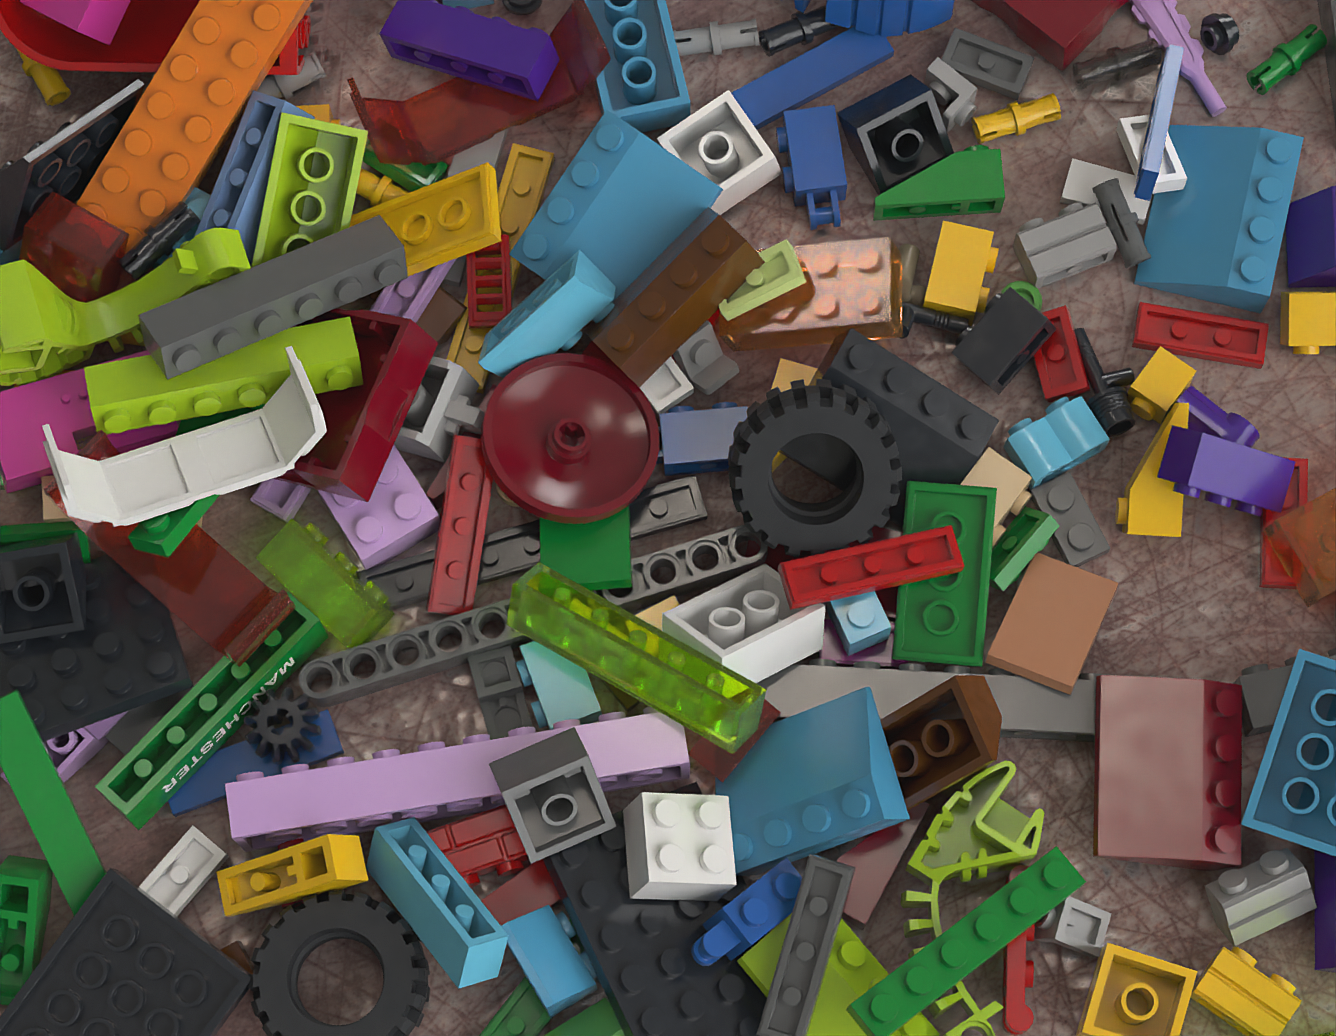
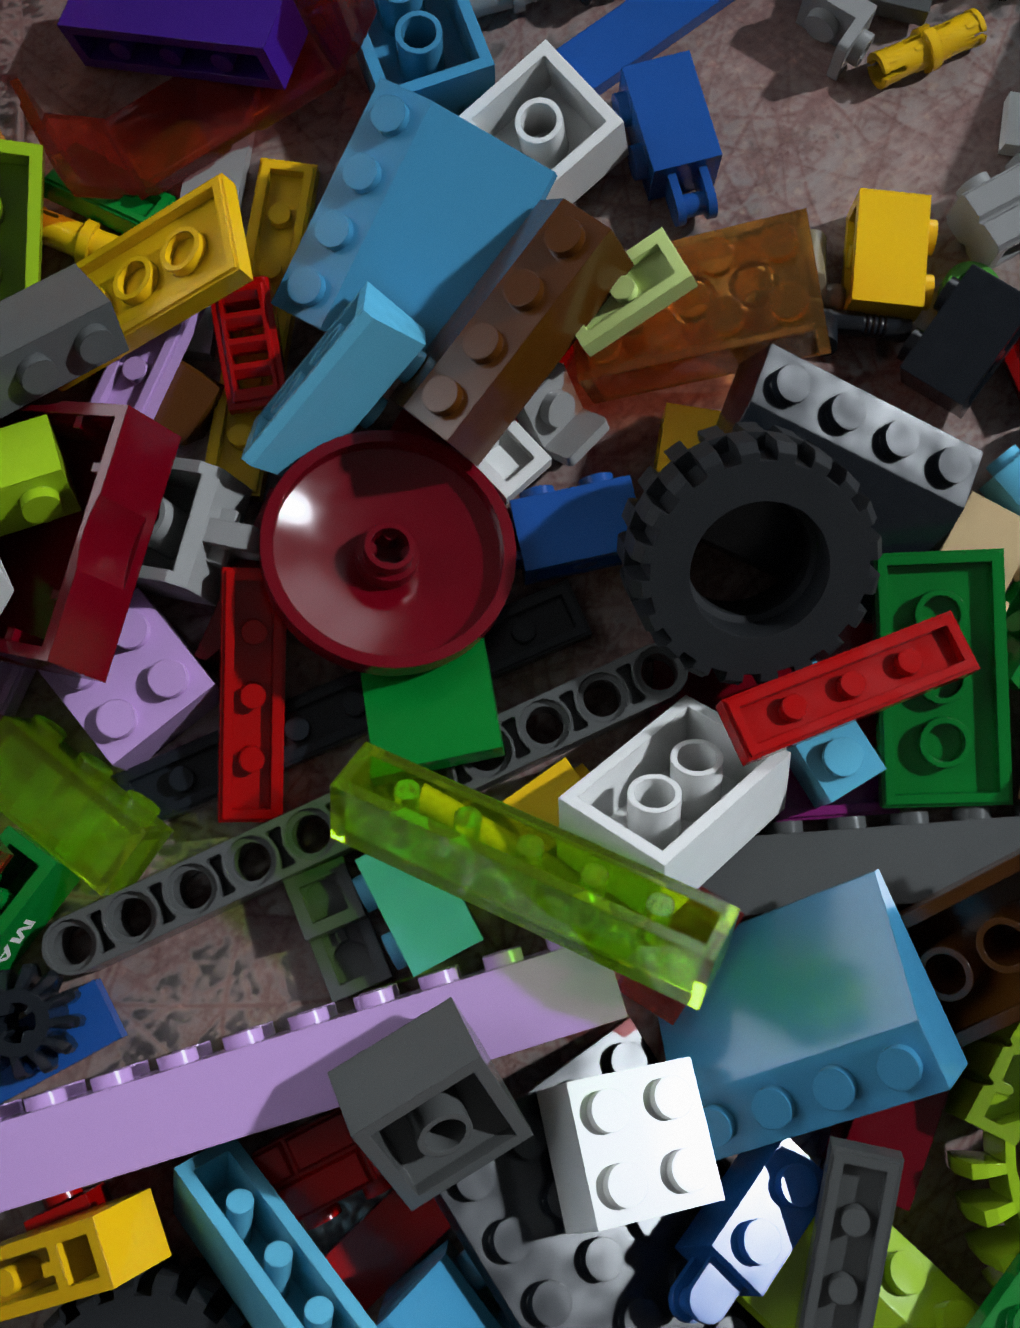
camera: 10 degrees left, 5 degrees up
(896, 133) = (777, 86): black slope -> none
(957, 185) = (866, 144): green slope -> none

